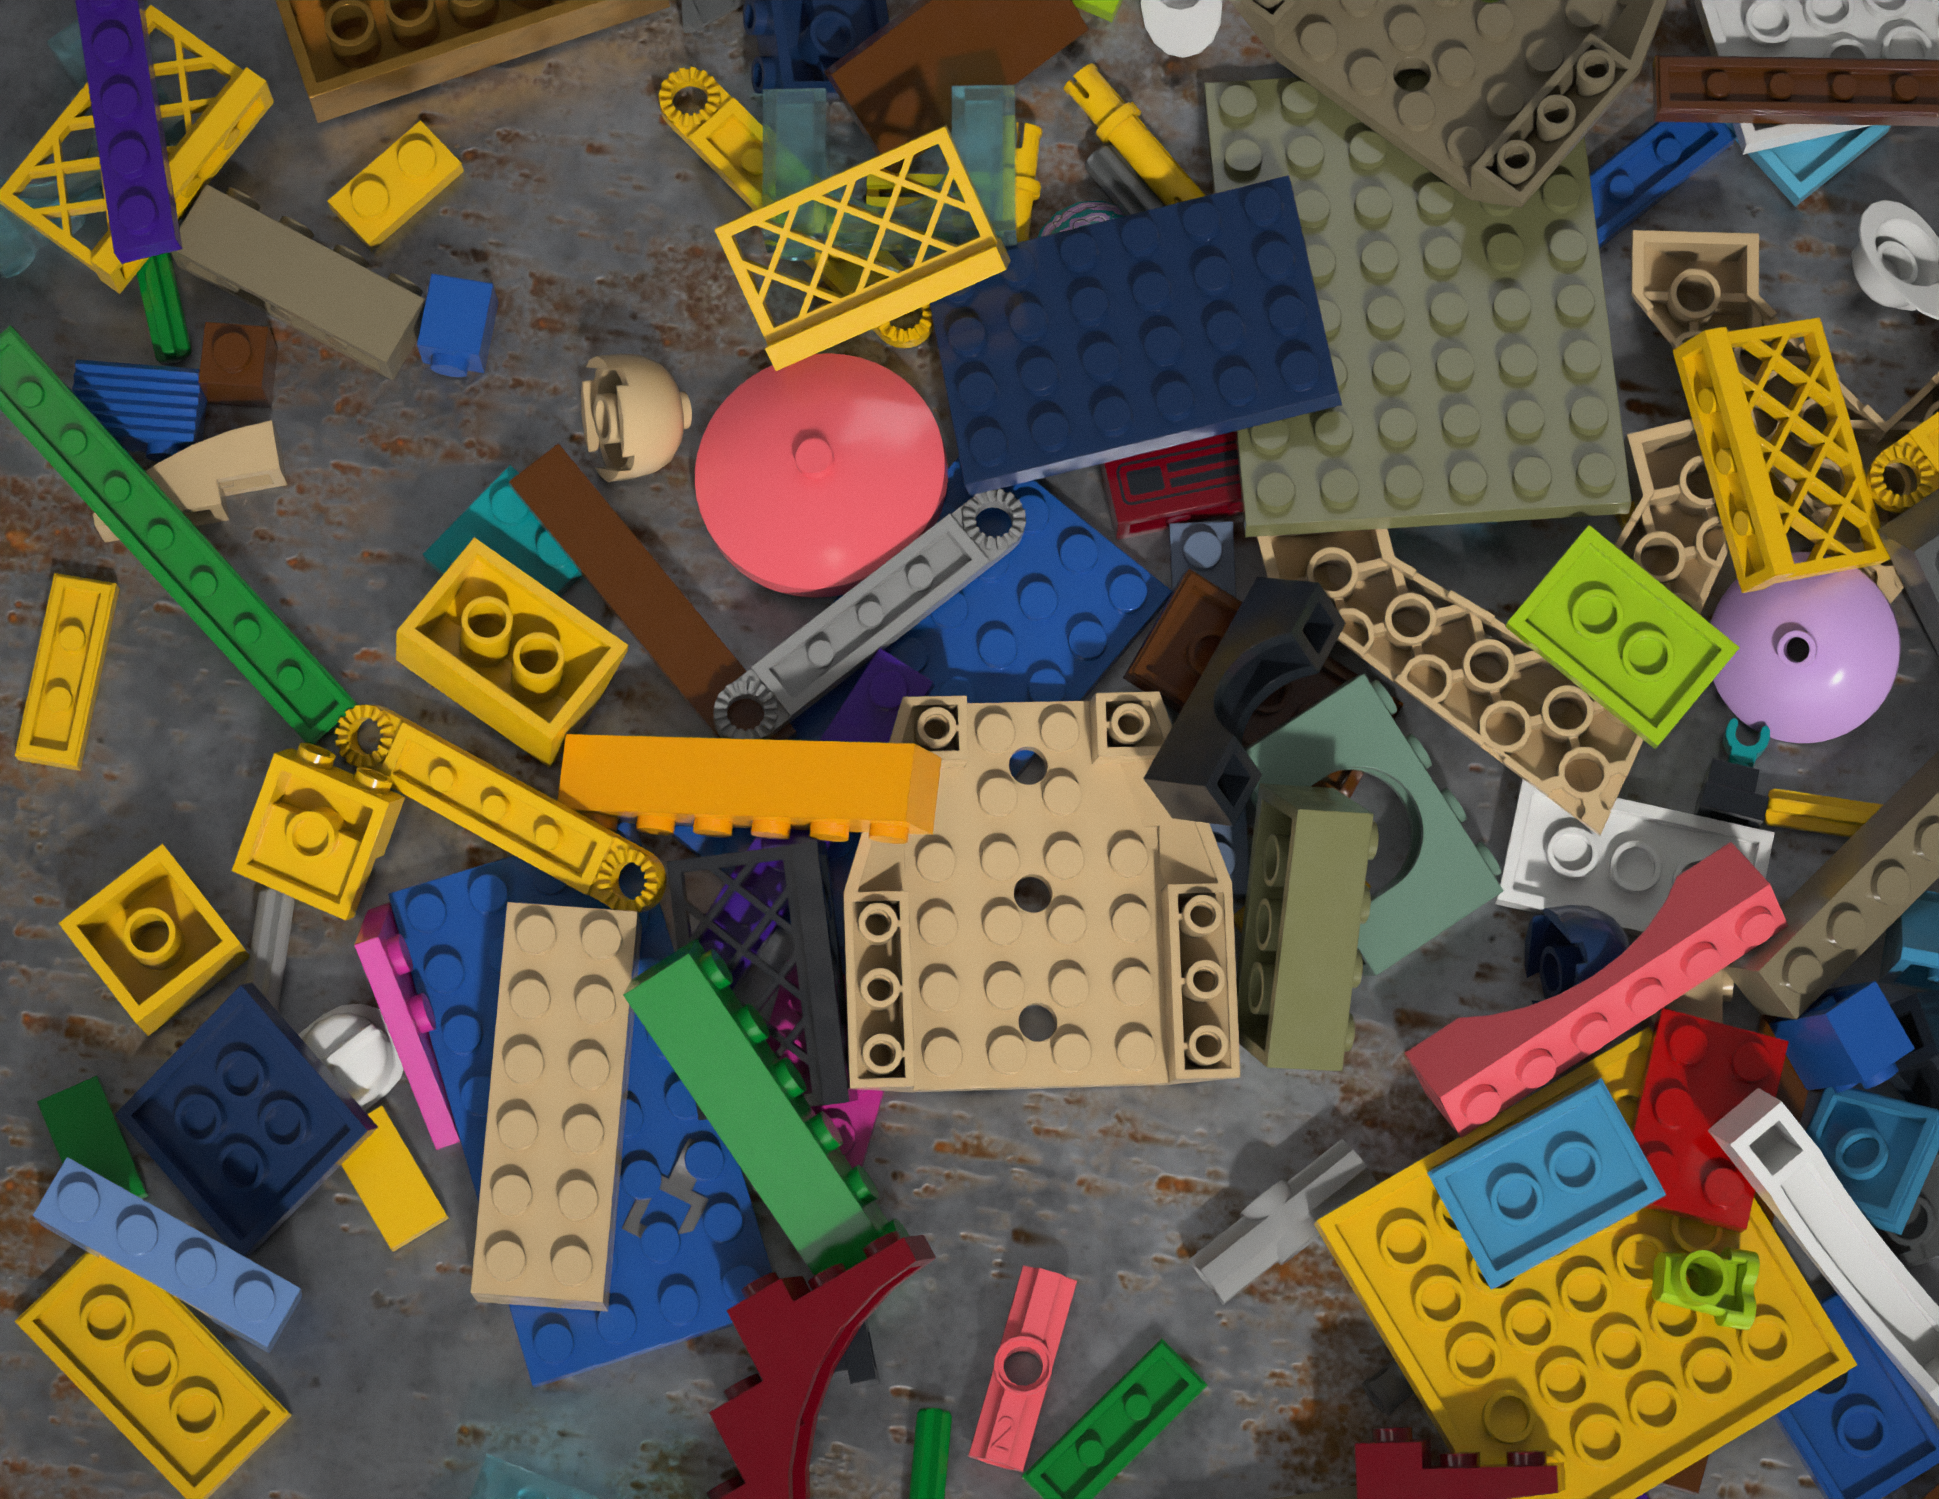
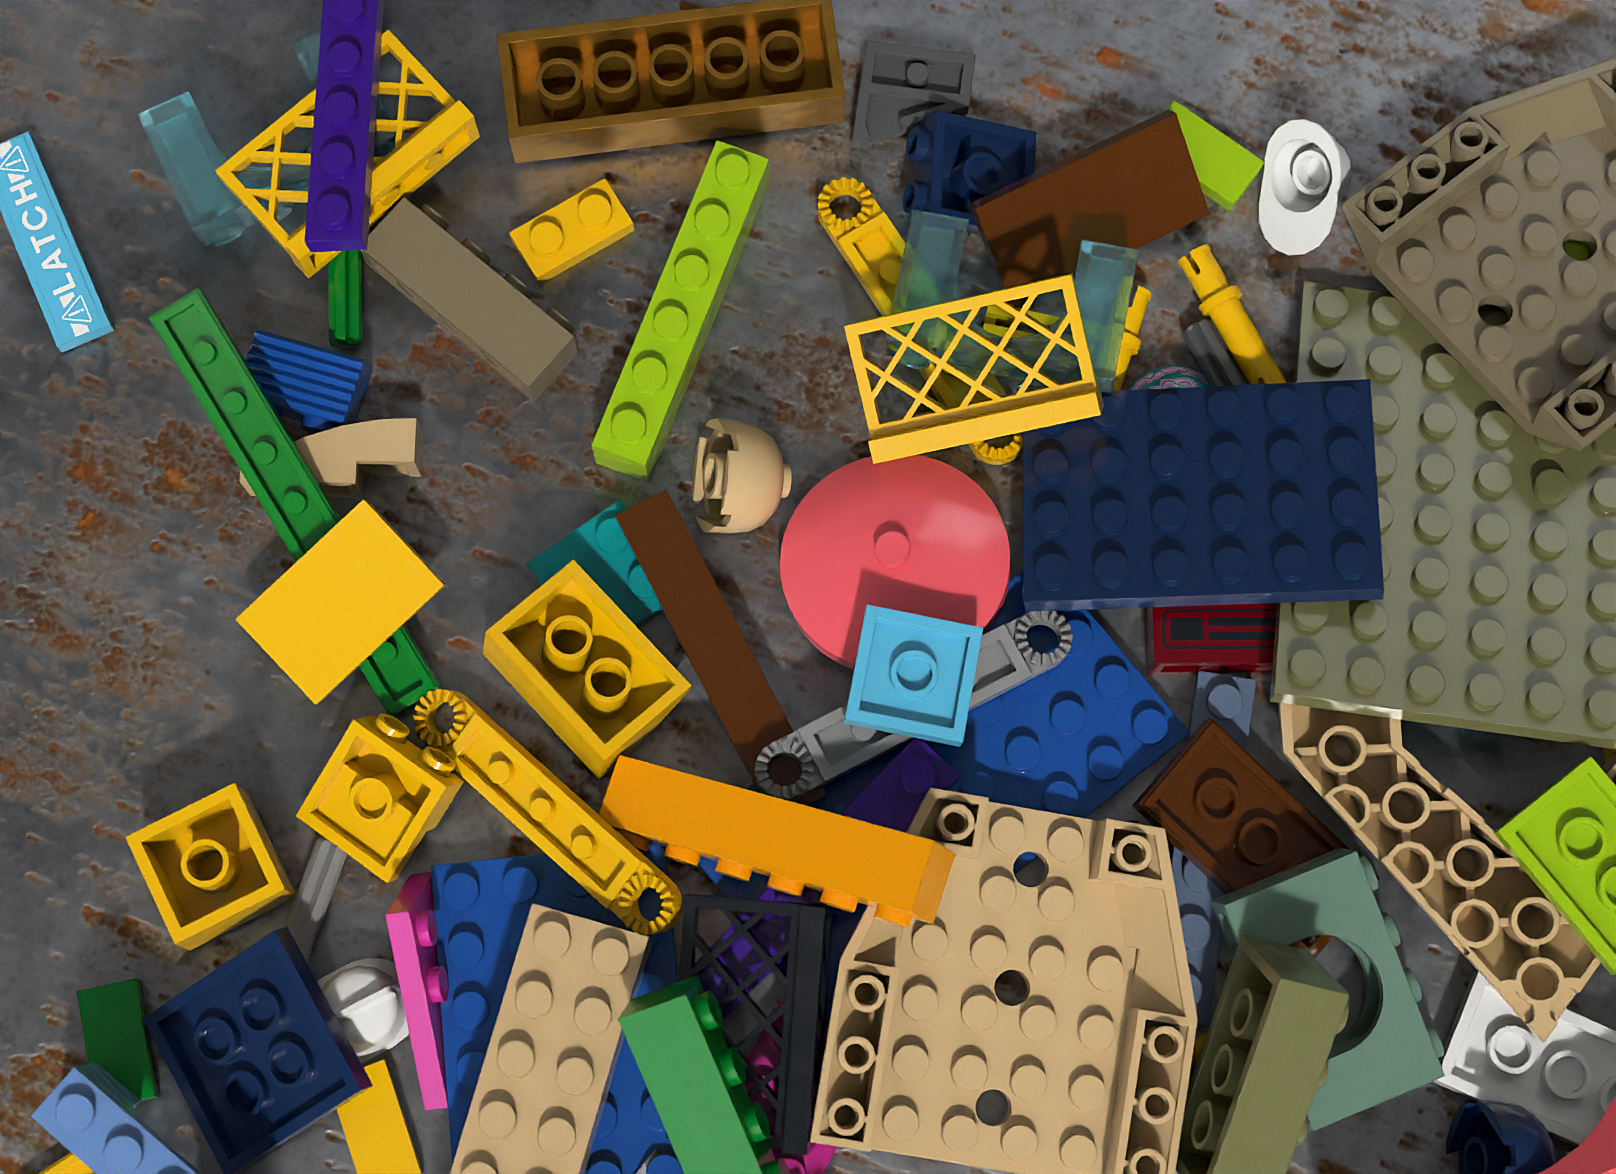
camera: 10 degrees right, 0 degrees up
(67, 671) = (191, 605): yellow tile -> none
(233, 632) = (340, 601): none -> yellow tile
(238, 365) = (398, 362): reddish brown brick -> none
(457, 325) = (595, 363): blue brick -> none
(535, 249) = (681, 311): none -> lime brick
(862, 585) = (913, 675): none -> medium azure plate
(1273, 639) = (1280, 801): black arch -> none

